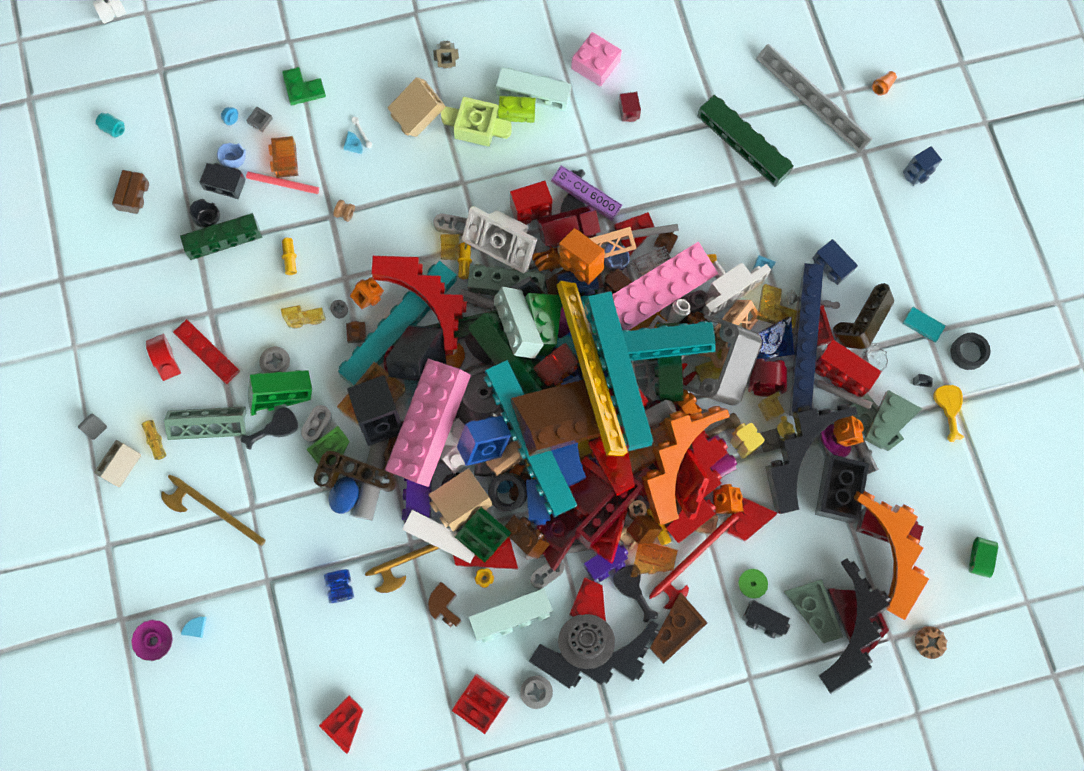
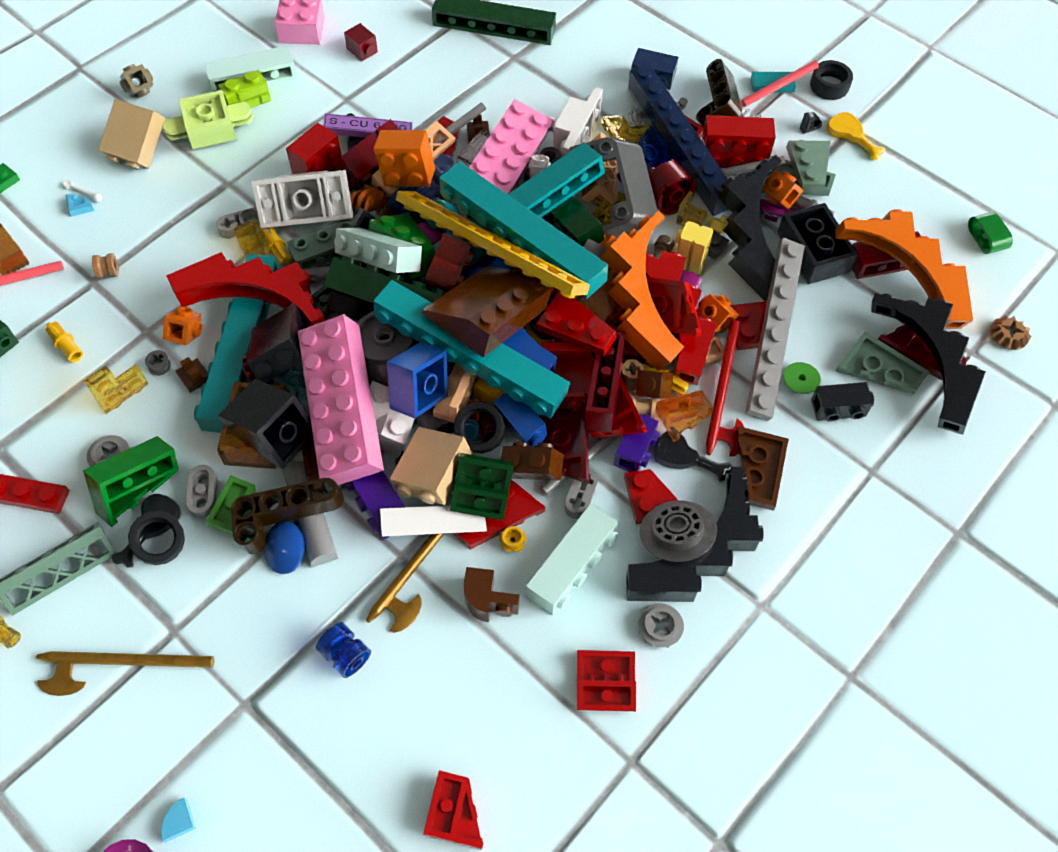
camera: 30 degrees left, 15 degrees down
(275, 456) = (150, 517): none -> black tyre
(760, 537) = (775, 330): none -> light grey plate
(925, 332) = (780, 83): none -> coral bar

